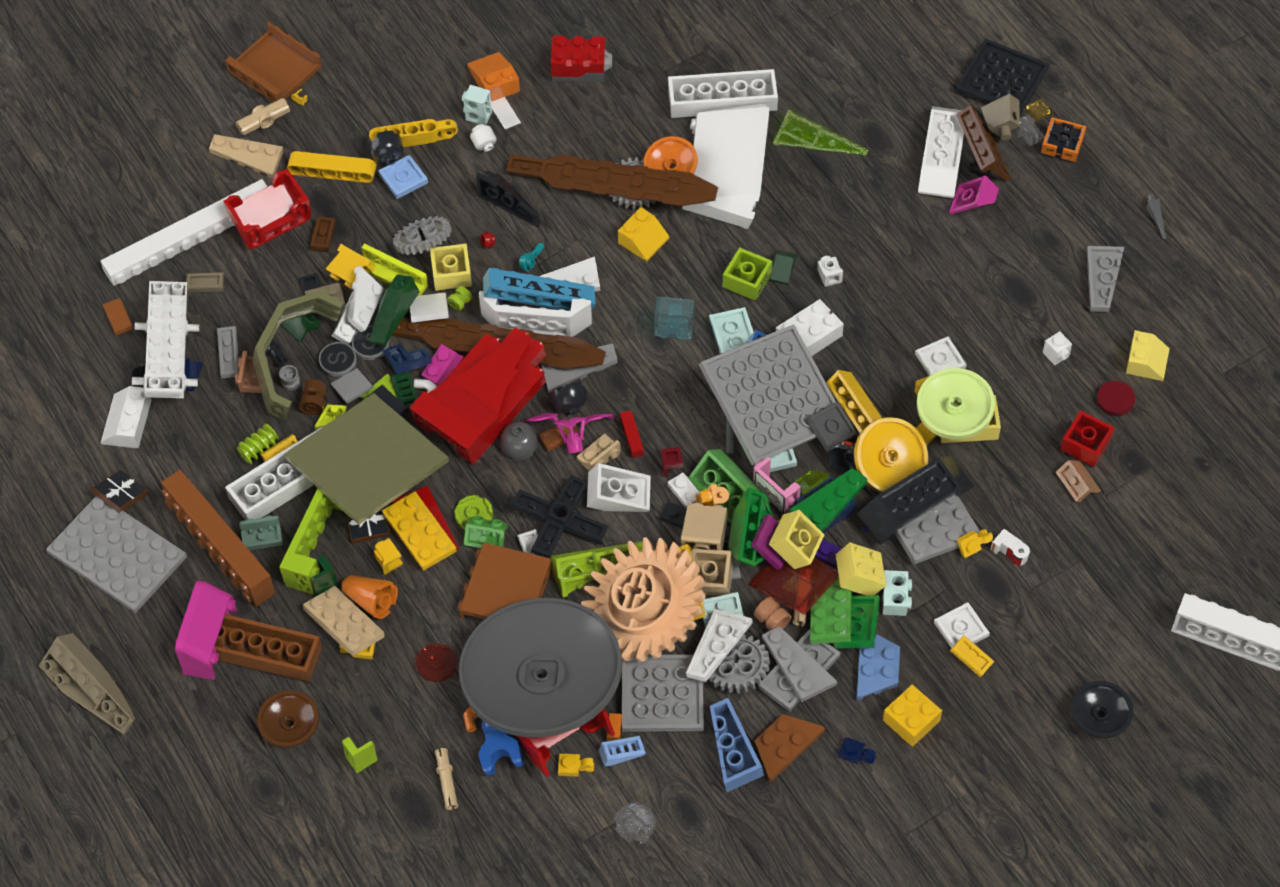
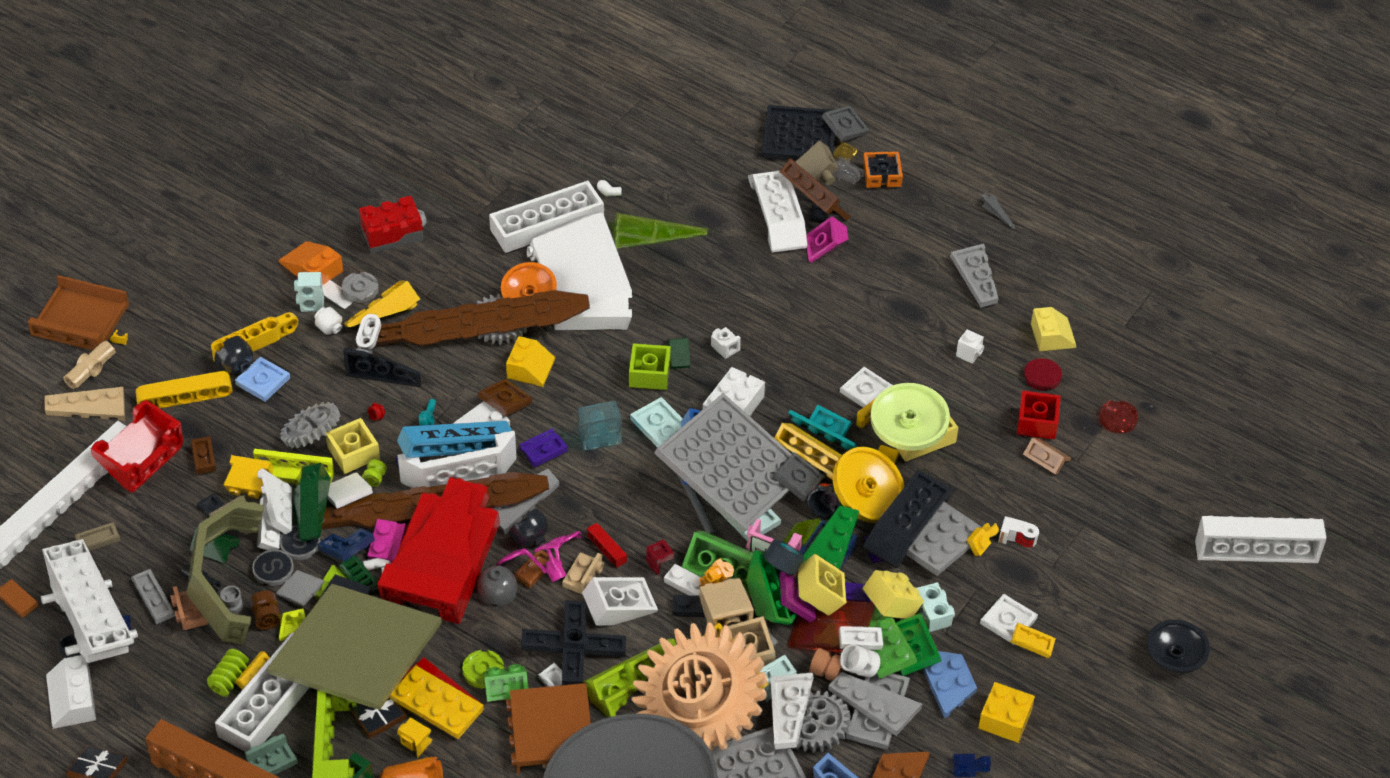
camera: 25 degrees left, 10 degrees down
(510, 161) = (368, 333): none -> white plate
(526, 112) = (360, 287): none -> light grey tile
(550, 136) = (395, 299): none -> yellow wedge
(605, 262) = (505, 397): none -> reddish brown tile
(618, 322) = (543, 447): none -> dark purple plate
(772, 502) = (783, 557): none -> black wheel
(793, 82) = (607, 190): none -> white arm
(798, 622) = (860, 660): none -> white wheel
(808, 601) = (866, 637): none -> white plate
(886, 384) = (827, 423): none -> teal bracket
(1051, 80) = (845, 123): none -> dark grey tile
(1168, 464) = (1118, 416): none -> clear red tile

